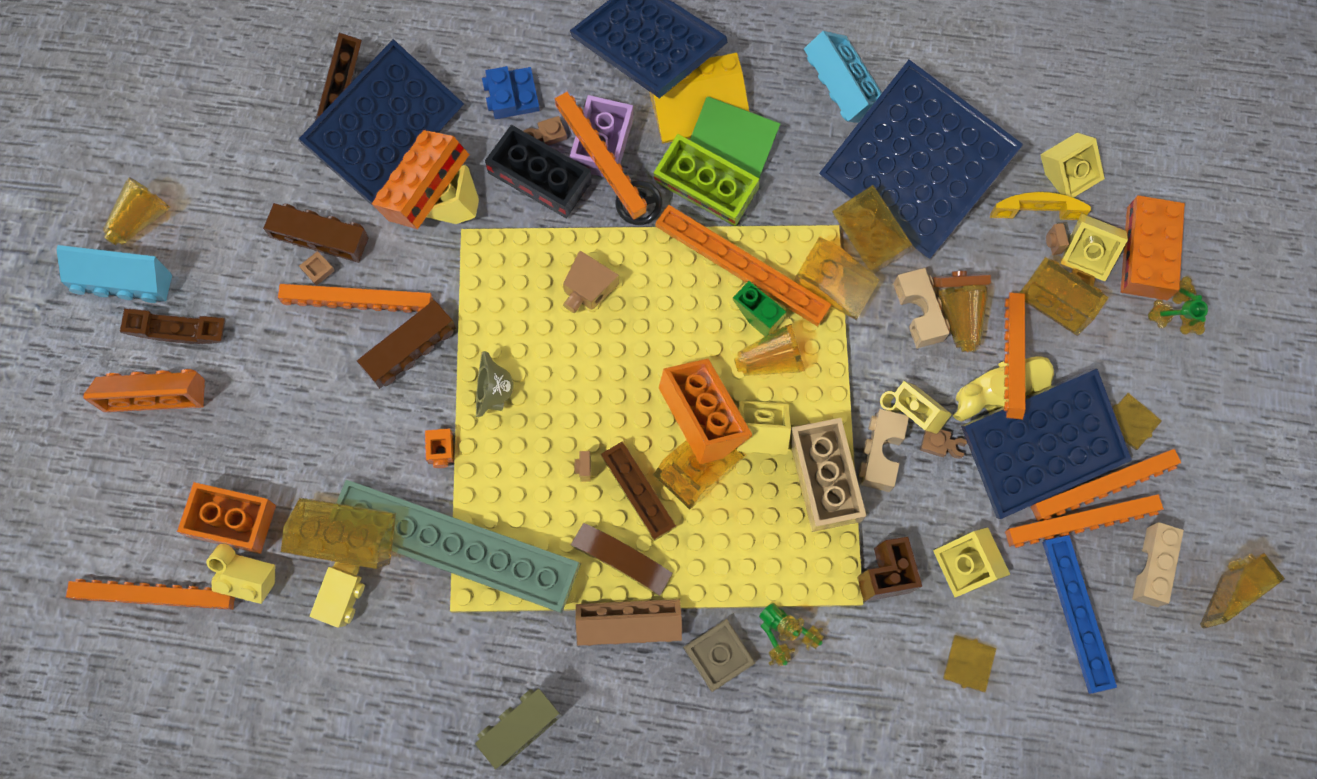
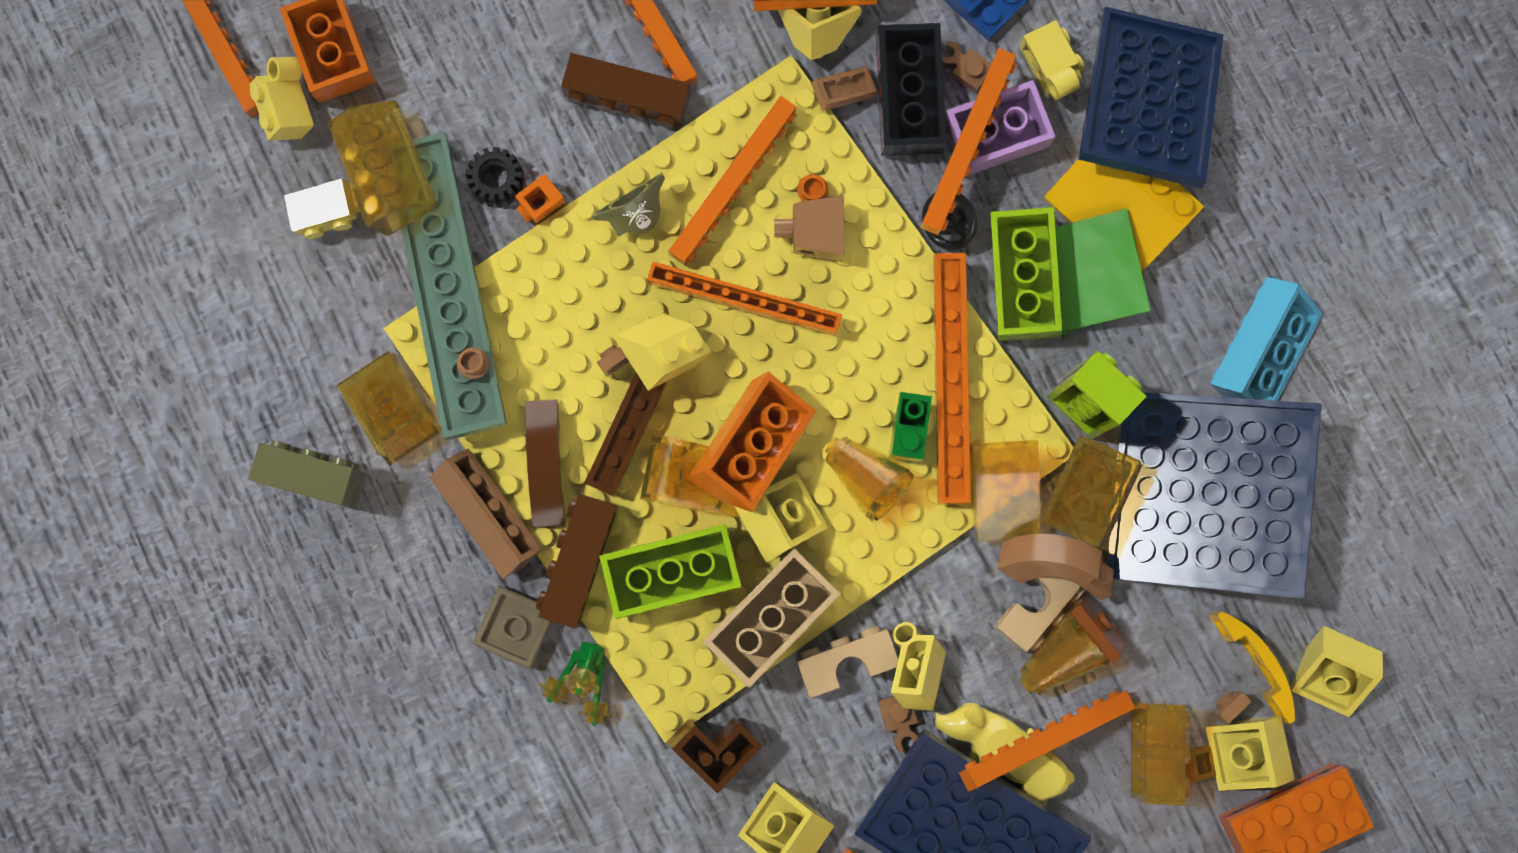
camera: 55 degrees right, 10 degrees up
(397, 453) = (490, 160): none -> black tyre
(507, 211) = (844, 88): none -> medium nougat plate
(508, 643) = (388, 408): none -> clear yellow slope
(521, 320) = (732, 181): none -> orange piece
(523, 557) = (473, 363): none -> medium nougat plate
(559, 269) = (812, 188): none -> orange plate
(582, 79) = (1052, 60): none -> light yellow hinge
(599, 427) = (662, 348): none -> light yellow slope
(601, 357) = (744, 298): none -> orange piece
(704, 578) = (577, 561): none -> reddish brown brick
(753, 520) = (670, 571): none -> lime brick
(815, 182) = (1097, 395): none -> lime brick
(898, 277) = (1056, 556): none -> medium nougat arch

